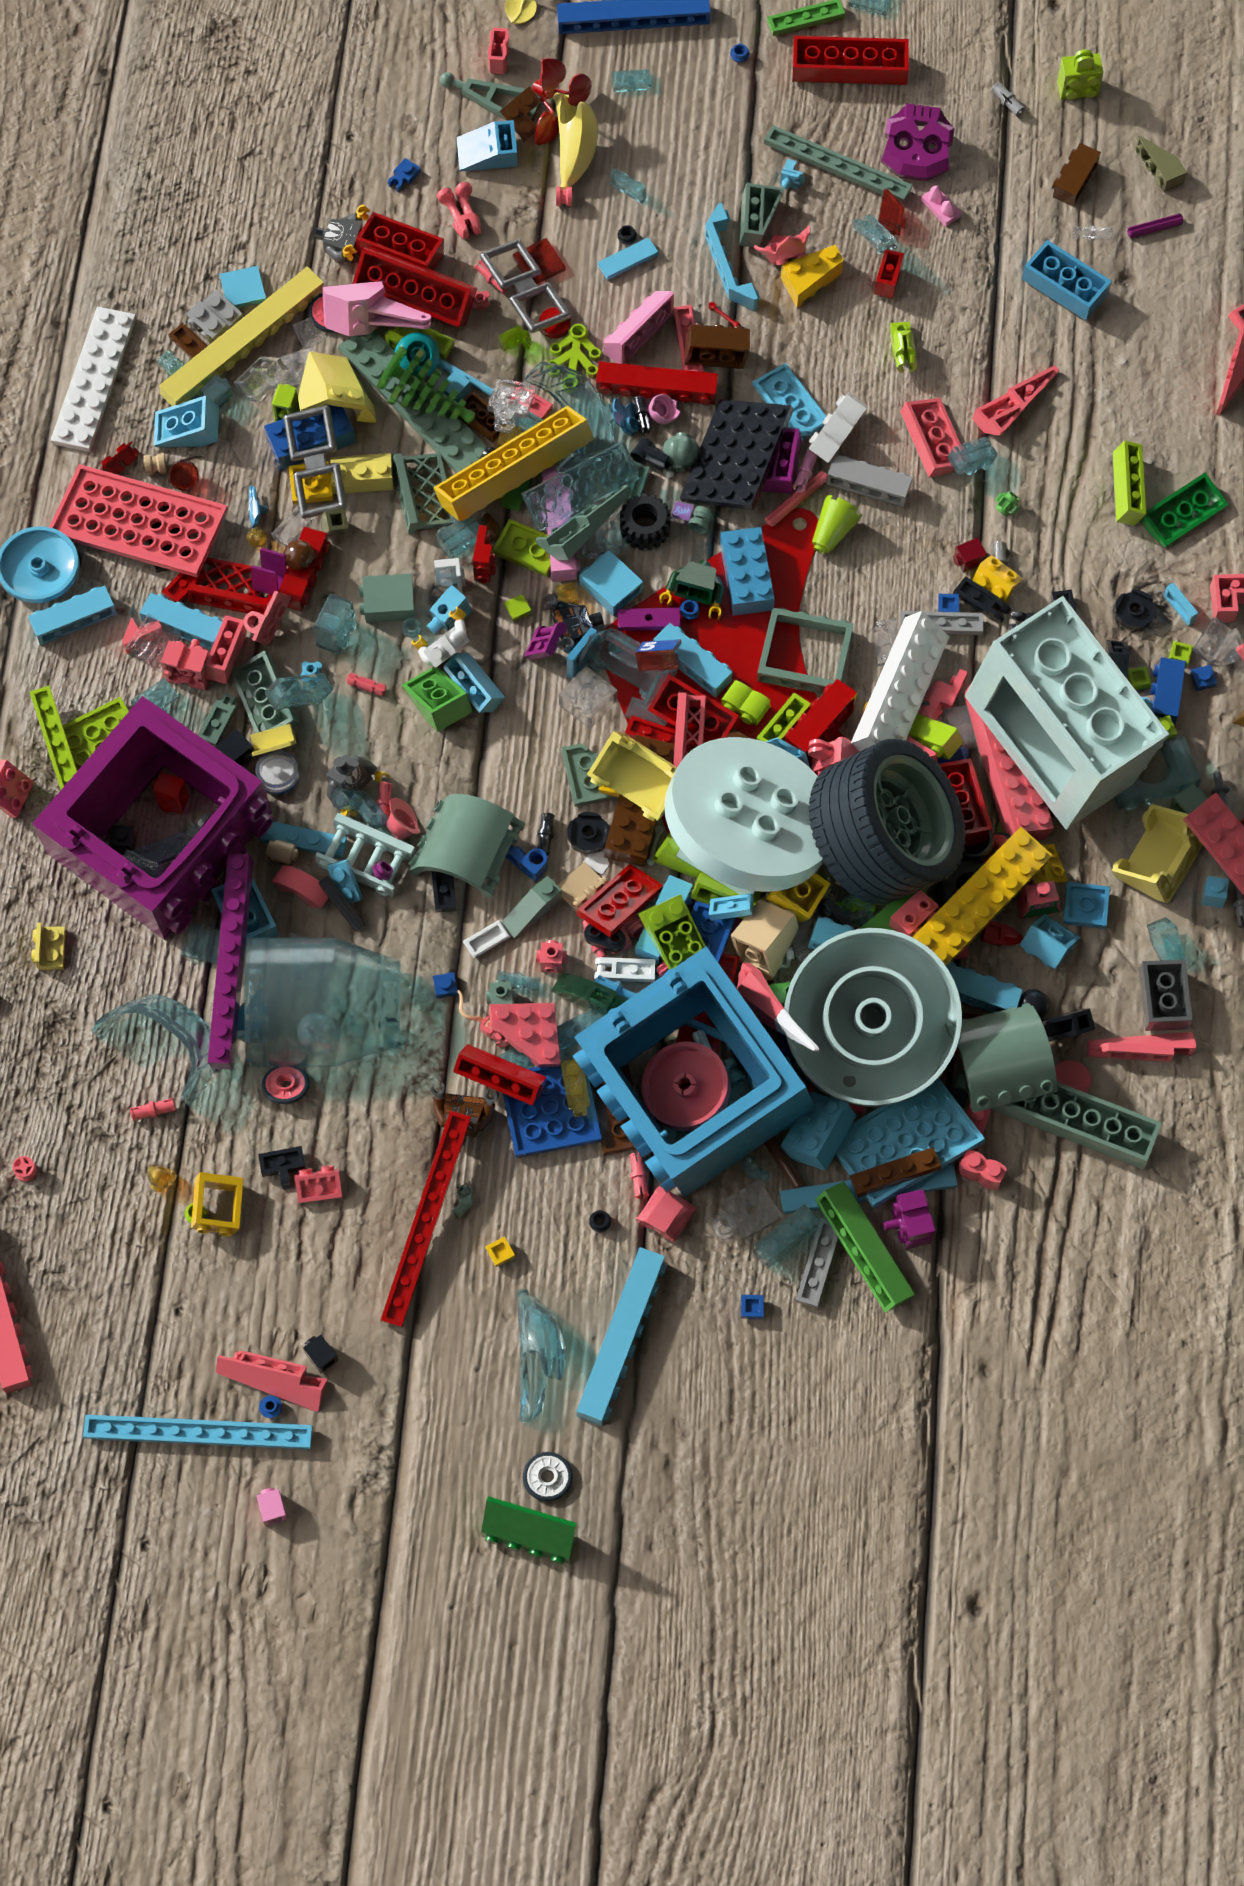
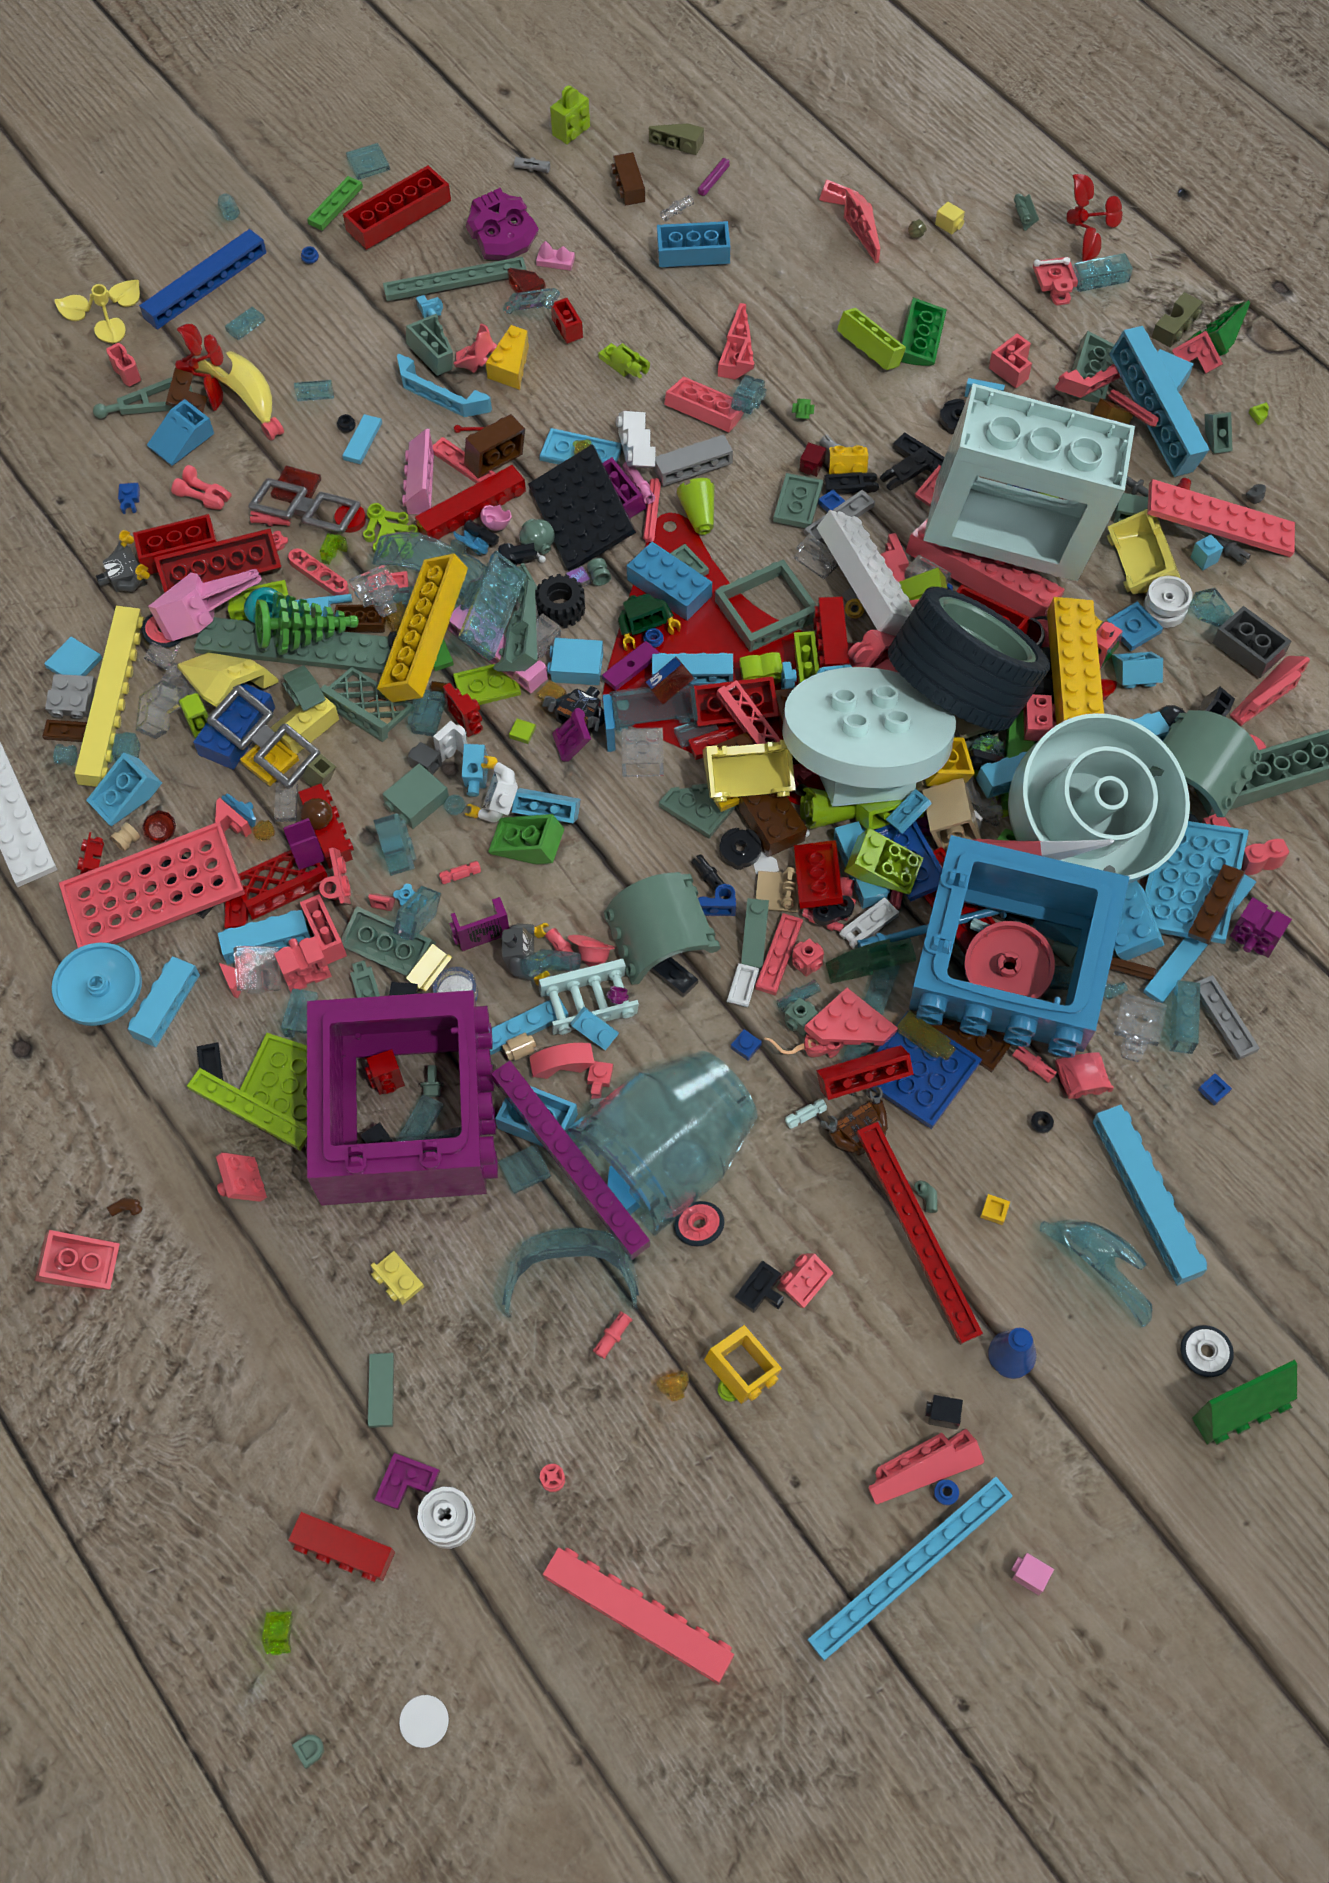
camera: 40 degrees left, 5 degrees down
(65, 687) = (210, 1059): none -> black tile
(238, 506) = (230, 818): none -> coral slope
(290, 661) = (381, 901): none -> coral slope
(319, 921) = (599, 1077): none -> coral plate
(336, 743) = (481, 930): none -> magenta panel
(341, 903) = (608, 1047): black axle -> none
(381, 444) = (303, 688): none -> sand green brick
(410, 1358) = (1012, 1353): none -> blue cone
(421, 573) = (426, 757): none -> dark grey brick
(436, 1070) = (805, 1113): none -> light aqua axle
(489, 352) = (319, 572): none -> coral beam
(530, 940) = (779, 954): none -> coral tile
(752, 725) = (788, 676): none -> medium azure plate
(780, 567) = (688, 557): none -> sand green plate
(789, 395) = (580, 445): none -> clear yellow plate
(864, 1246) = (1248, 976): bright green brick -> none
(922, 582) = (798, 500): none -> sand green plate
(1132, 906) = (1168, 600): none -> white wheel
(1218, 644) = (1036, 391): clear slope -> none

